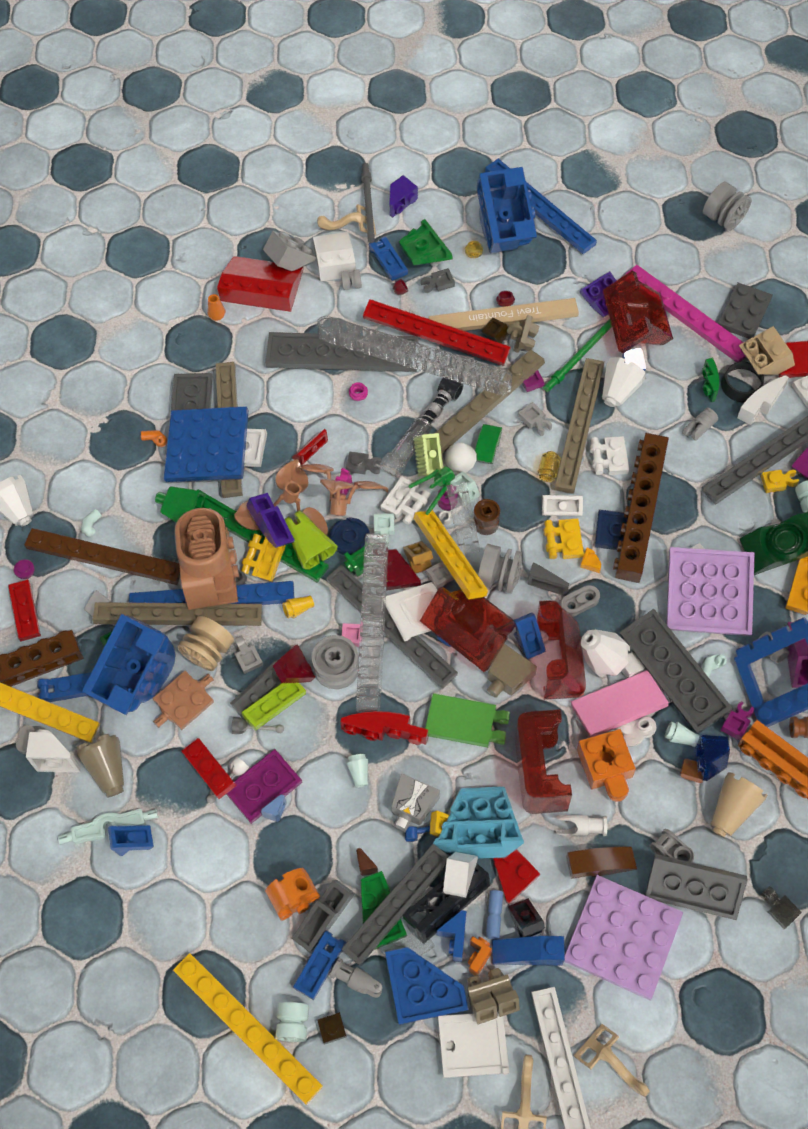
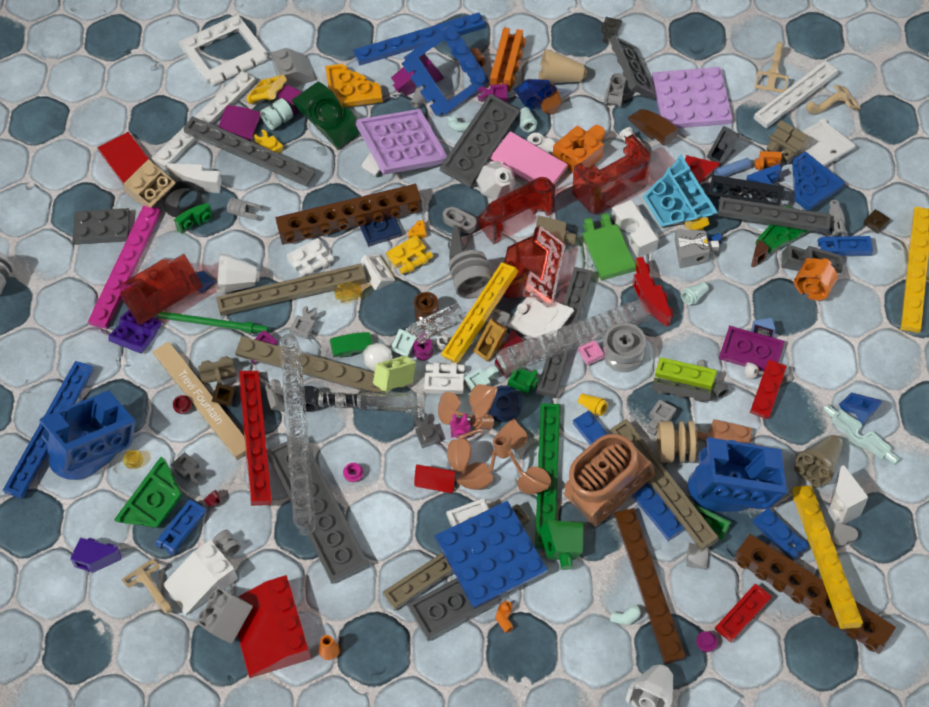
camera: 120 degrees left, 5 degrees down
(267, 561) = (565, 445): yellow plate -> none
(269, 520) = (536, 454): dark purple slope -> none
(292, 1022) = (894, 239): light aqua wheel -> none
(294, 667) = (648, 372): dark red wing -> none
(309, 541) = (533, 419): lime piece -> none
(366, 179) = (81, 603): dark grey bar -> none
(442, 478) = (413, 347): green plant -> none
(459, 873) = (725, 186): white slope -> none
(489, 763) = (629, 217): none -> white arch
(529, 636) = (511, 235): blue slope -> none
(529, 951) = (746, 143): blue slope -> none

